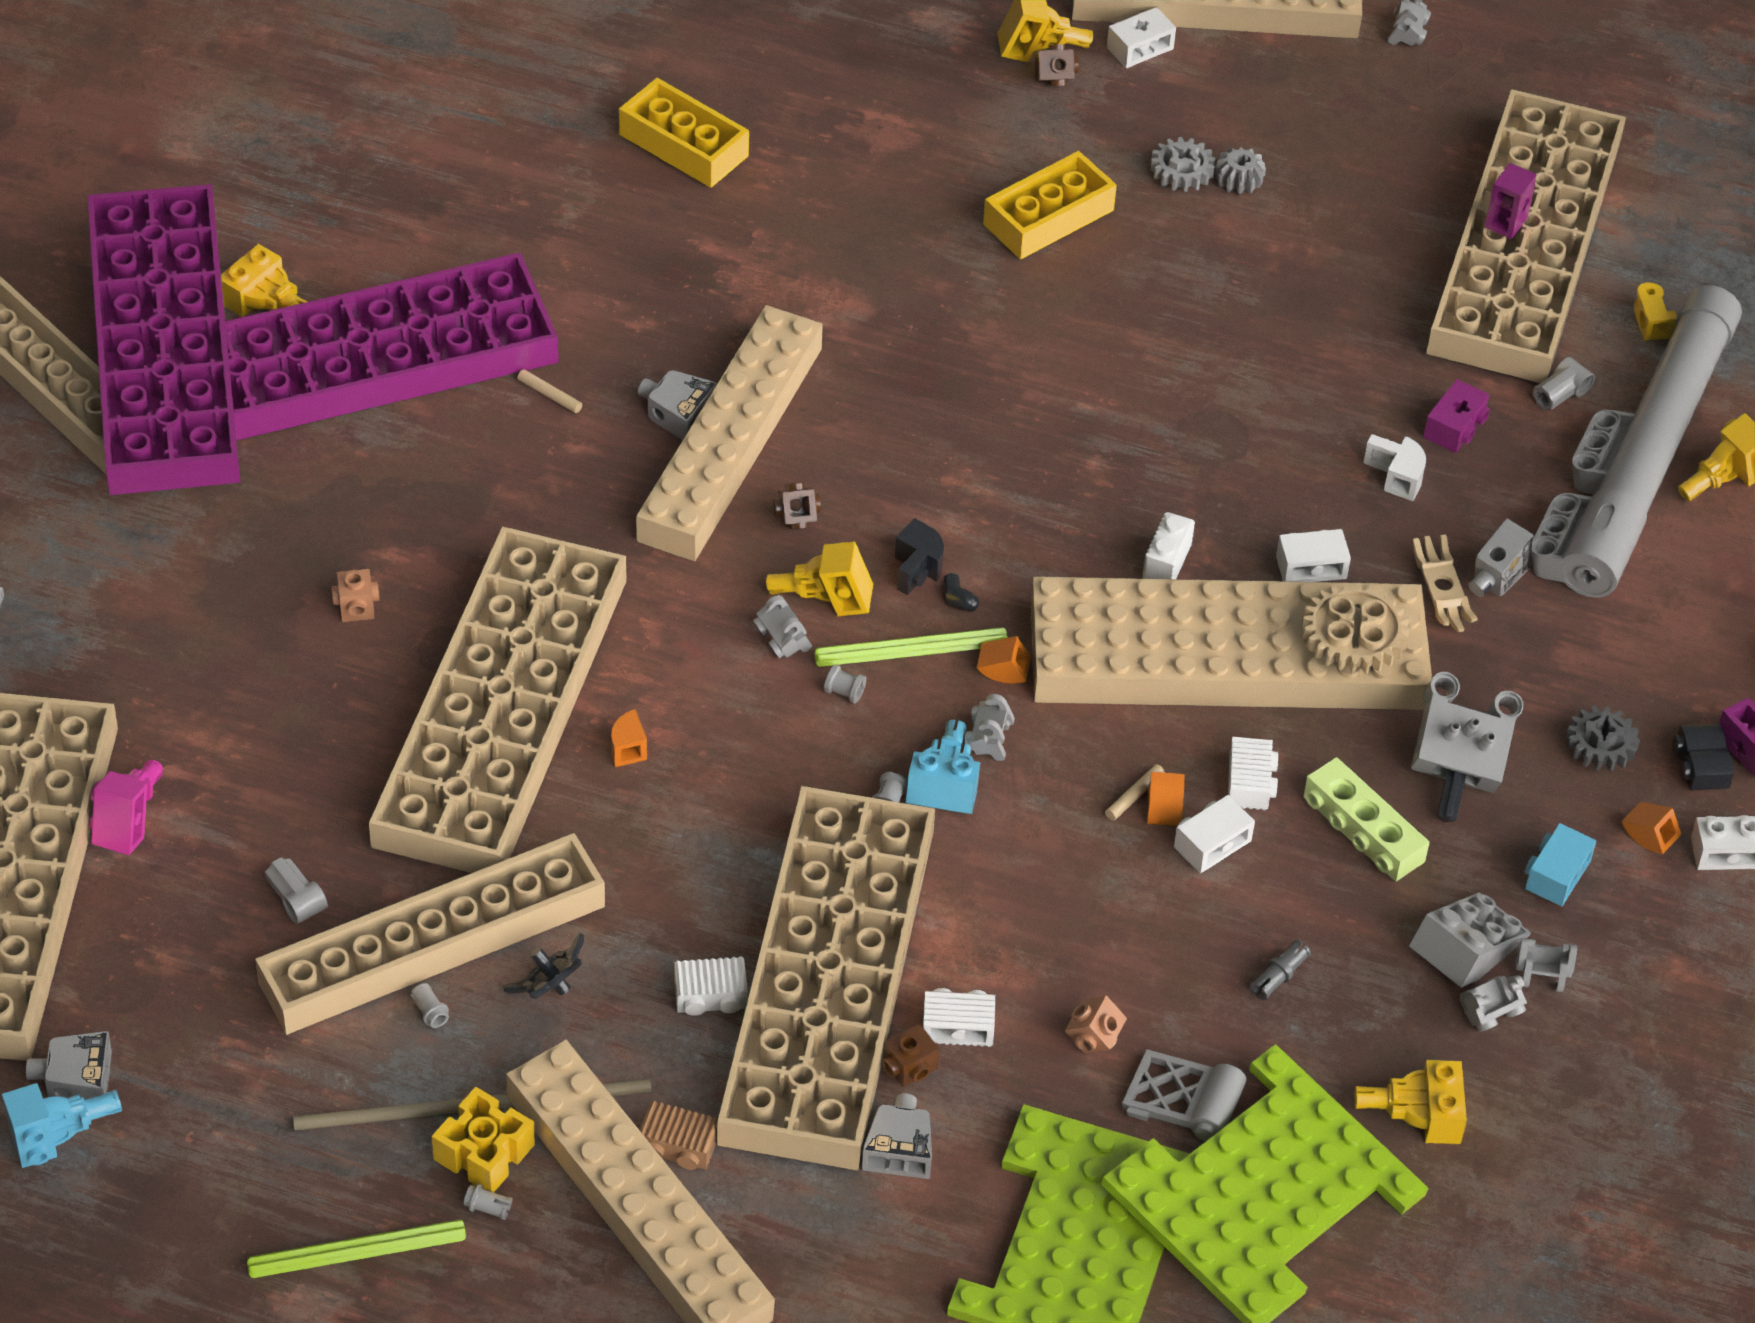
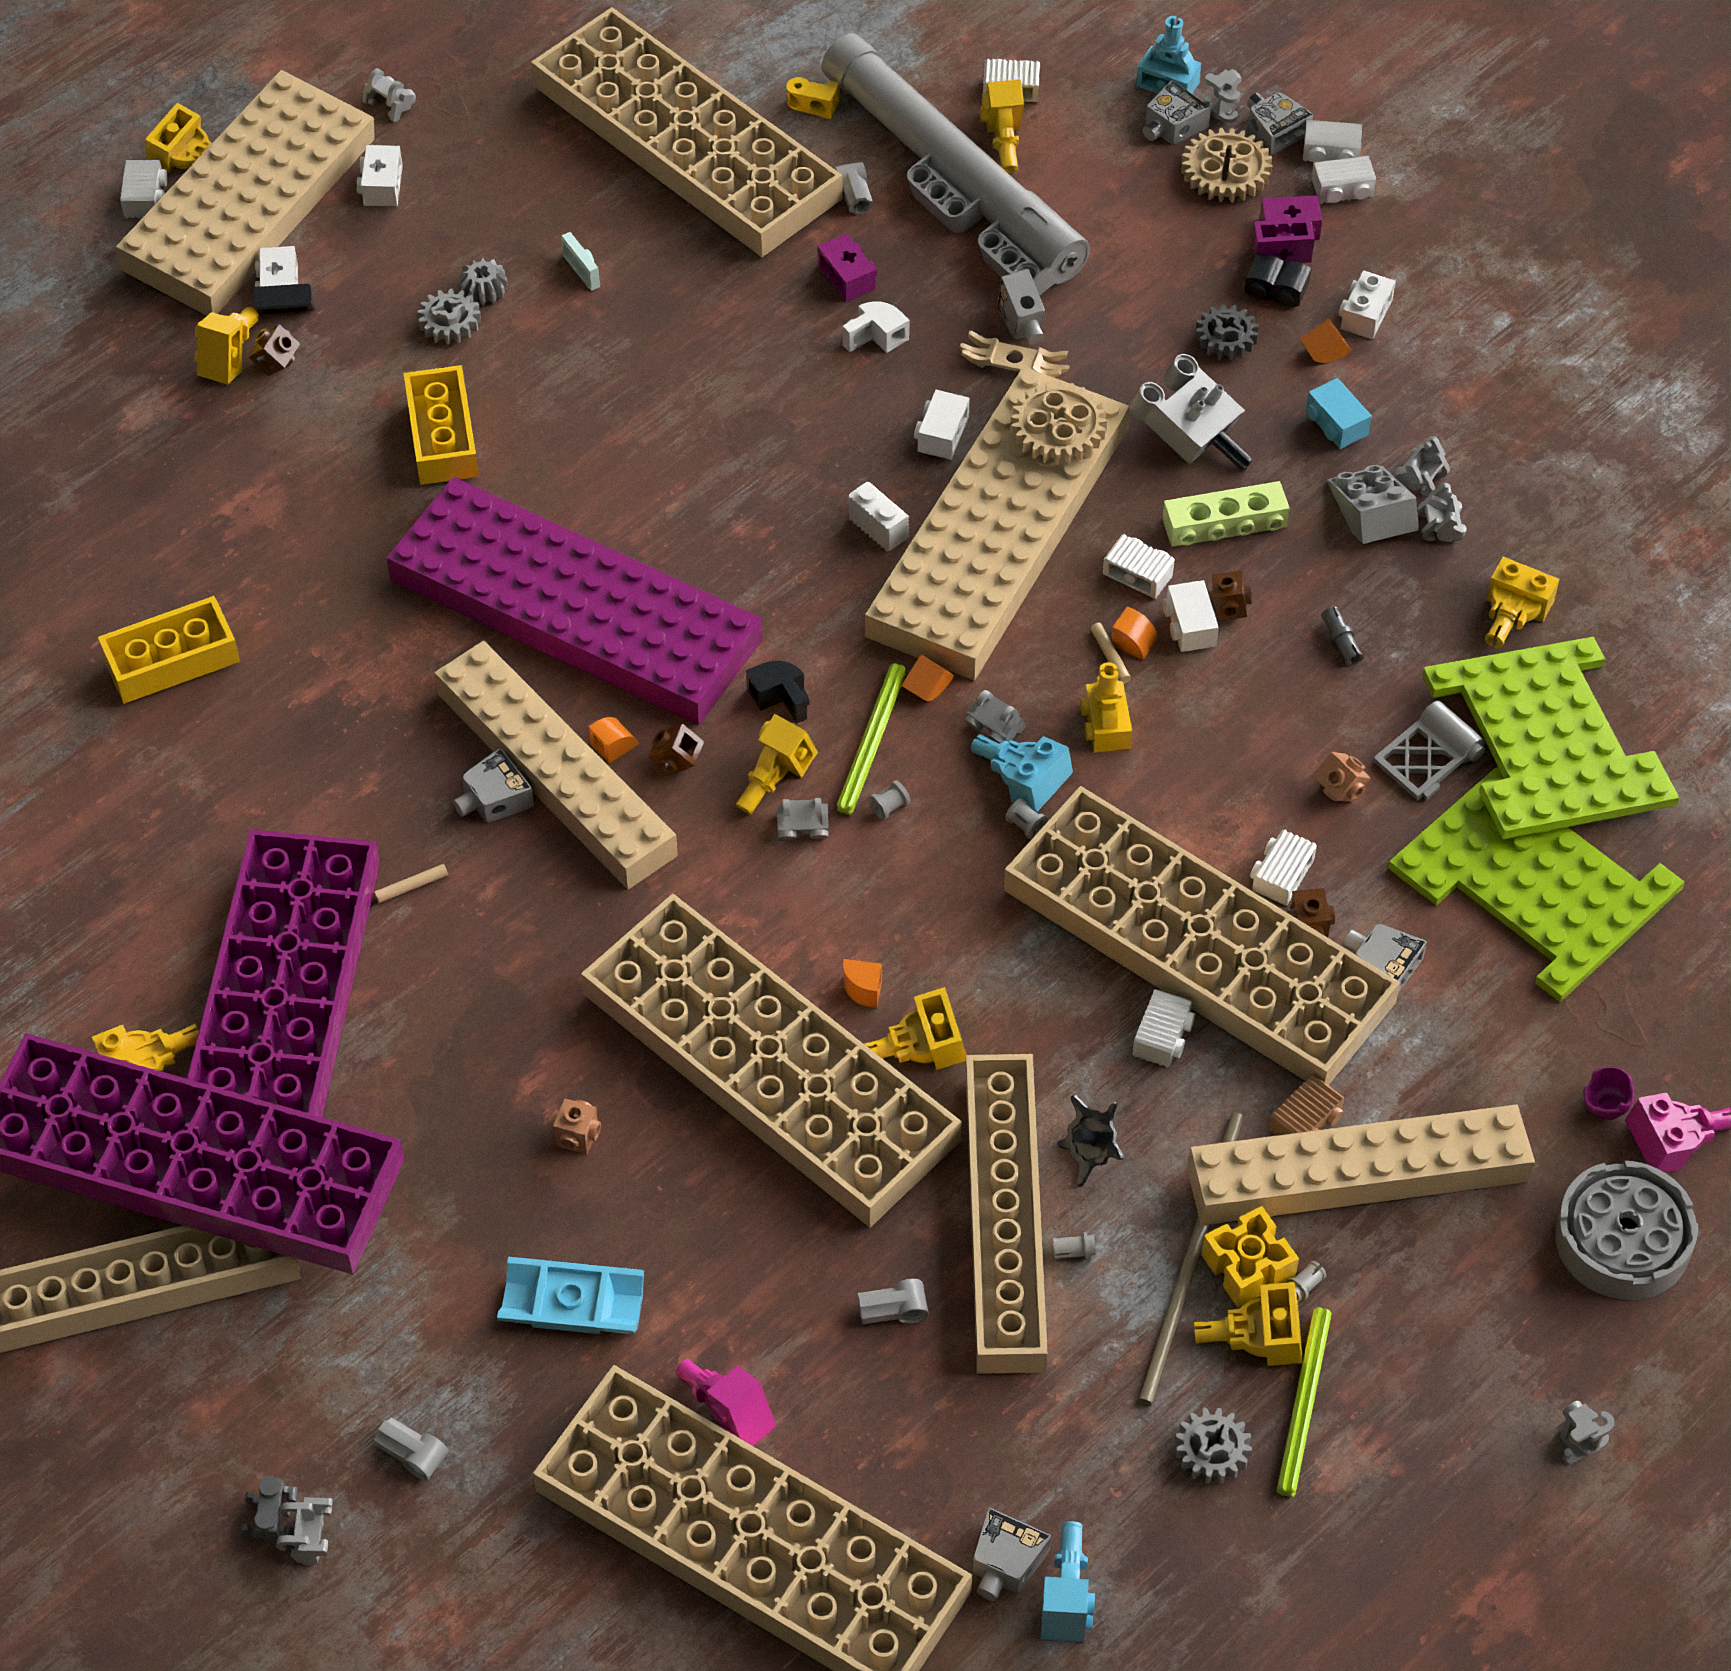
camera: 60 degrees left, 5 degrees up
(183, 665) = (572, 1296): none -> medium azure piece
(266, 1188) = (1220, 1458): none -> light grey gear
(415, 1184) = (1261, 1326): none -> yellow brick
(595, 807) = (925, 1034): none -> yellow brick
(787, 460) = (611, 738): none -> orange brick
(921, 377) = (575, 600): none -> magenta brick
(957, 596) = (834, 683): black arm -> none
(1051, 807) = (1106, 712): none -> yellow brick
(1116, 47) = (283, 298): none -> black slope
(1260, 855) = (1230, 595): none -> reddish brown brick
(1310, 55) = (380, 175): none -> white brick
(1316, 226) = (580, 261): none -> light aqua plate
(1510, 200) = (675, 113): magenta brick -> none

